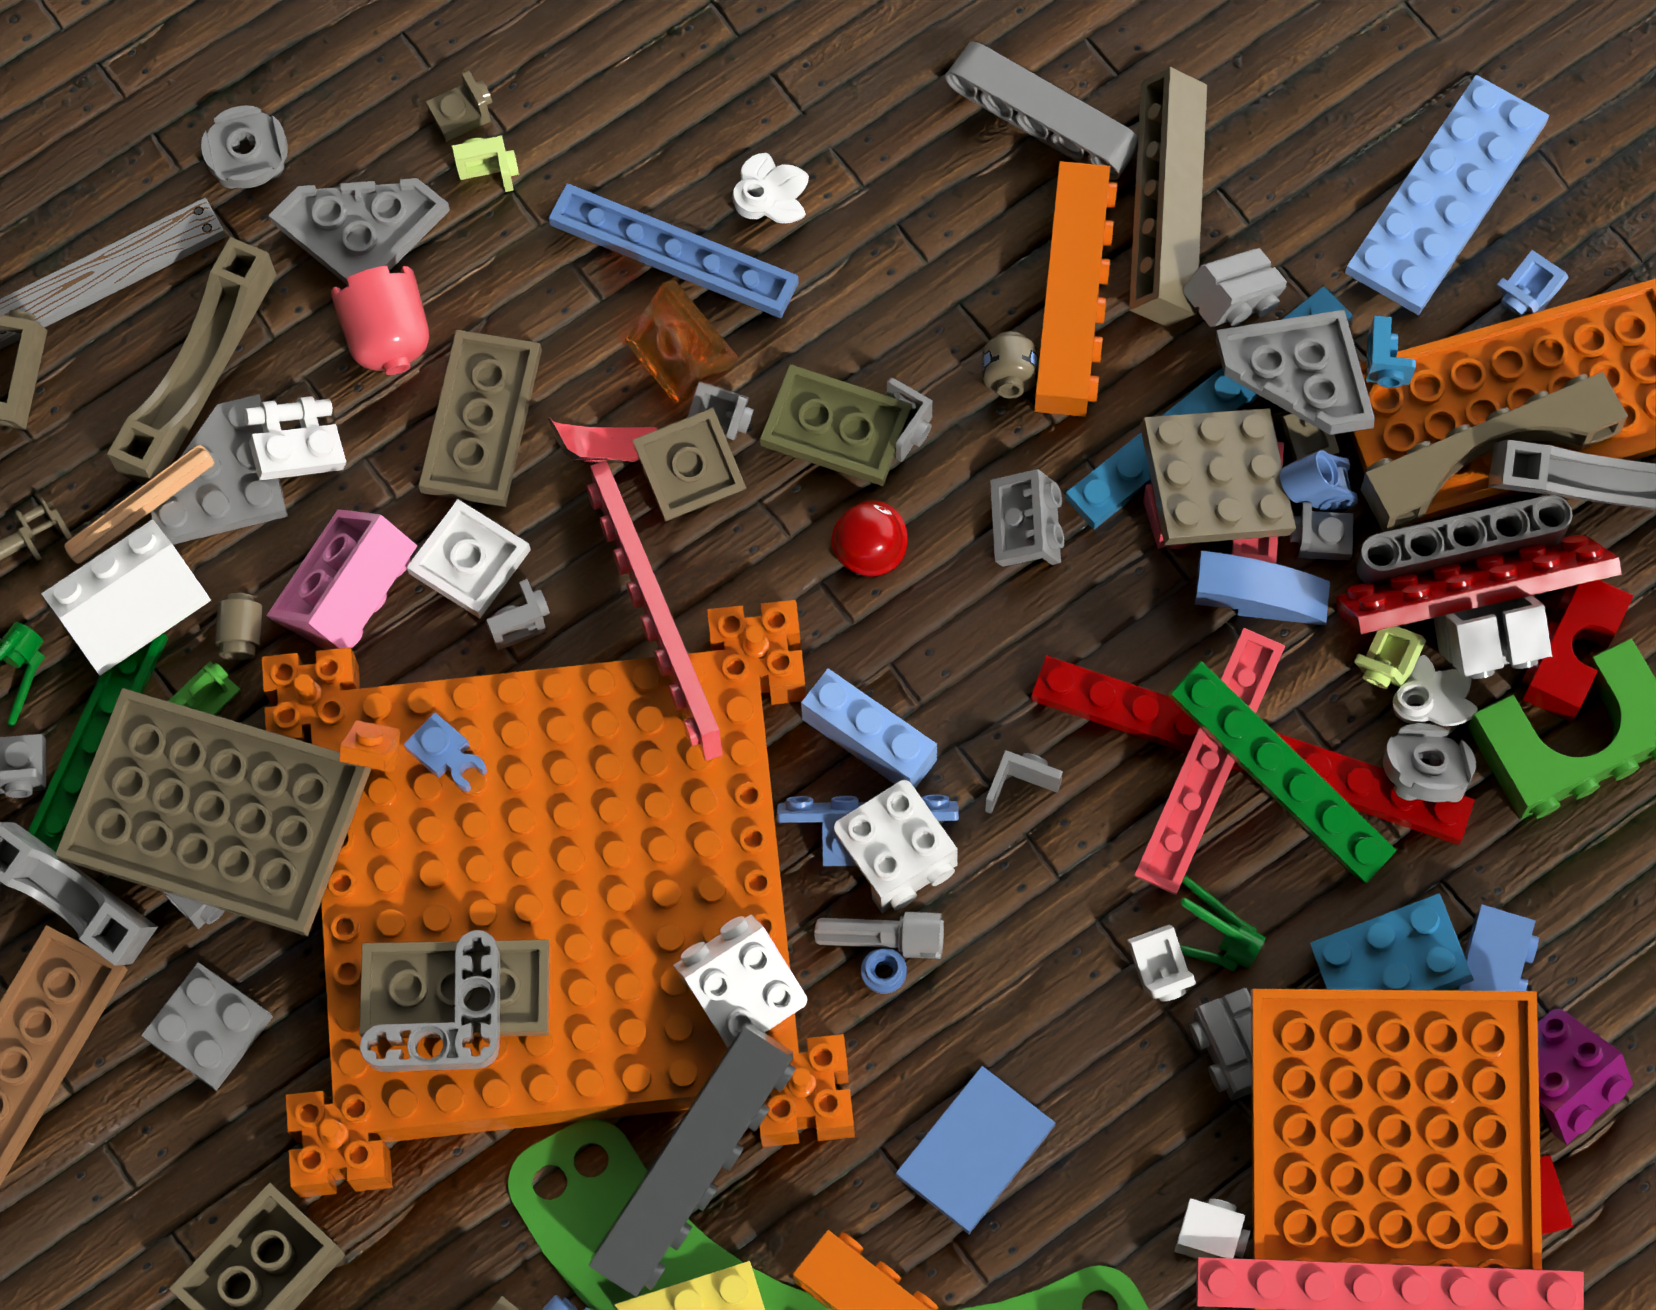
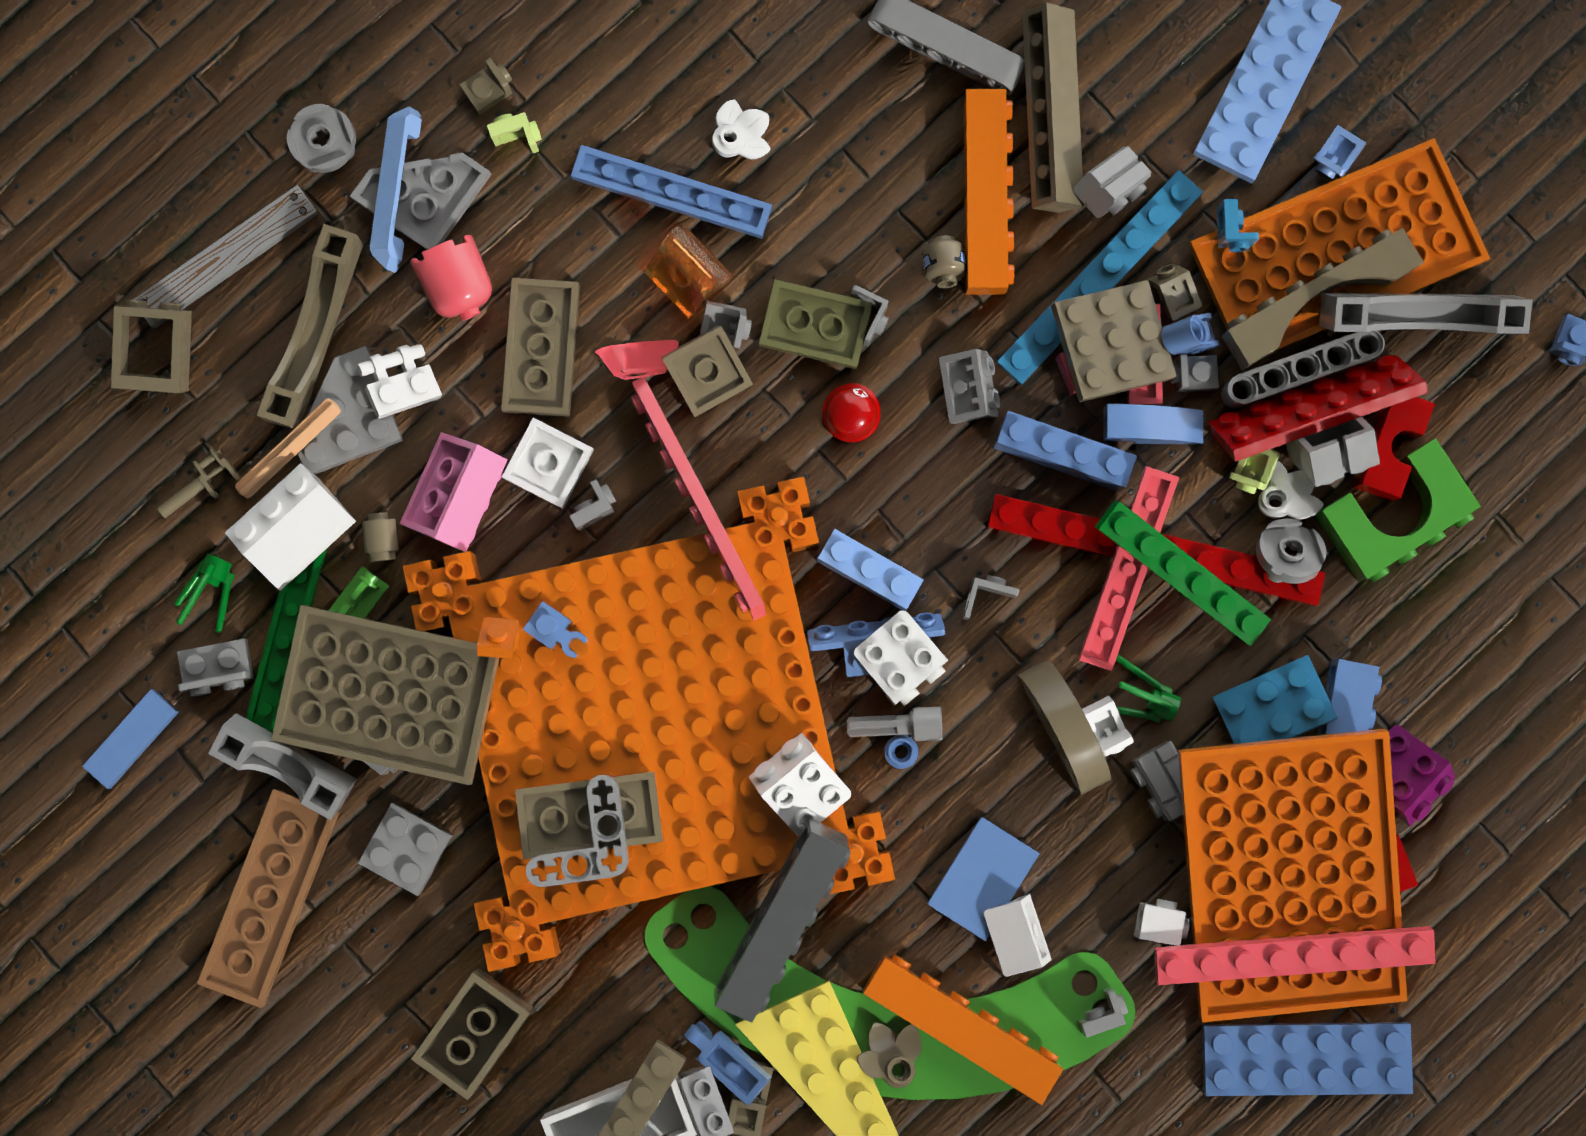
camera: 10 degrees left, 15 degrees up
(302, 274) = (384, 245): none -> light blue piece
(1013, 1227) = (1017, 936): none -> white panel
(1109, 962) = (1066, 726): none -> dark tan window
(1140, 609) = (1065, 451): none -> medium blue brick
(1301, 367) = (1170, 245): light grey plate -> none

